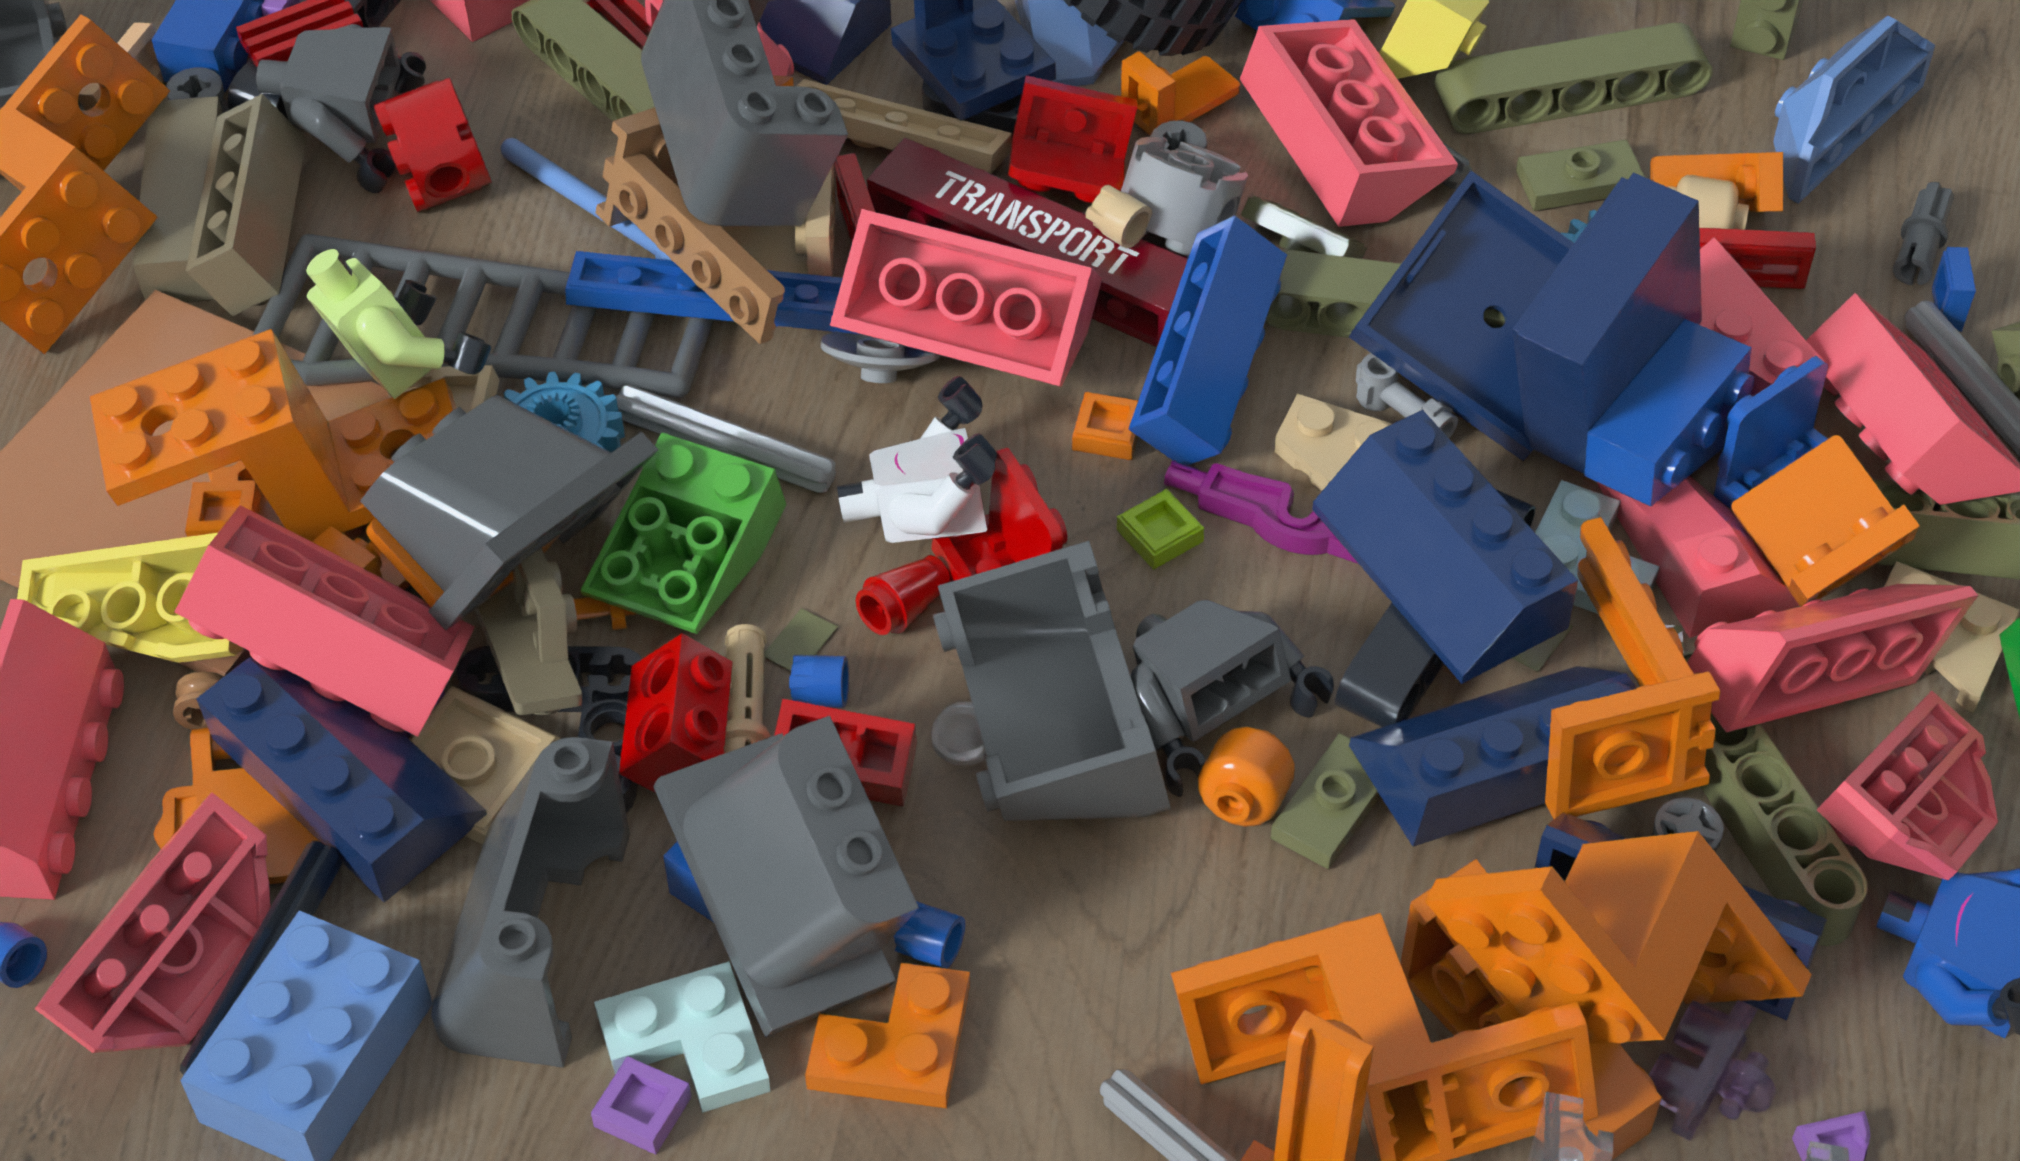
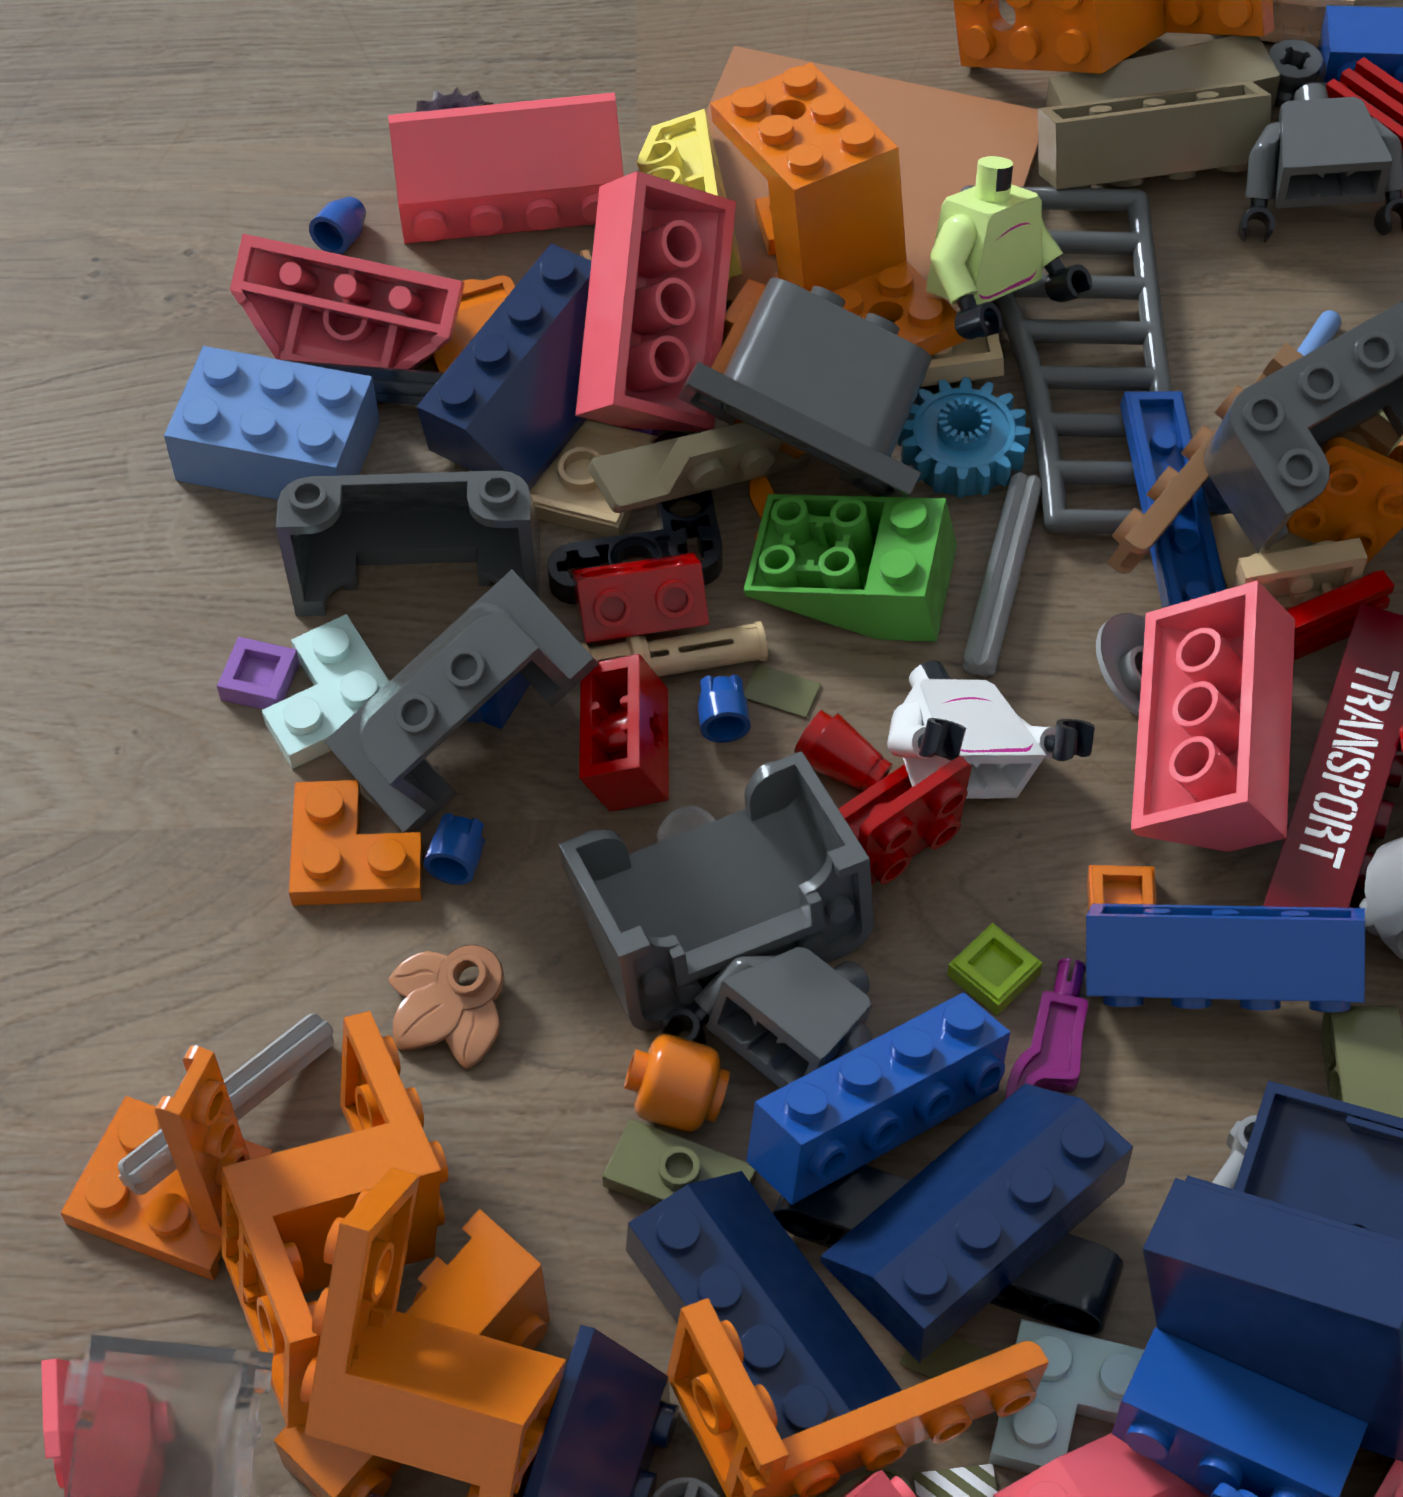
camera: 80 degrees right, 5 degrees up
(433, 144) = (1284, 249): red brick -> none
(1110, 974) = (443, 1009): none -> nougat plate
(1119, 216) = (1366, 831): tan hose -> none
(1317, 603) = (876, 1097): none -> blue brick
(1322, 437) = (1162, 1116): tan wing -> none

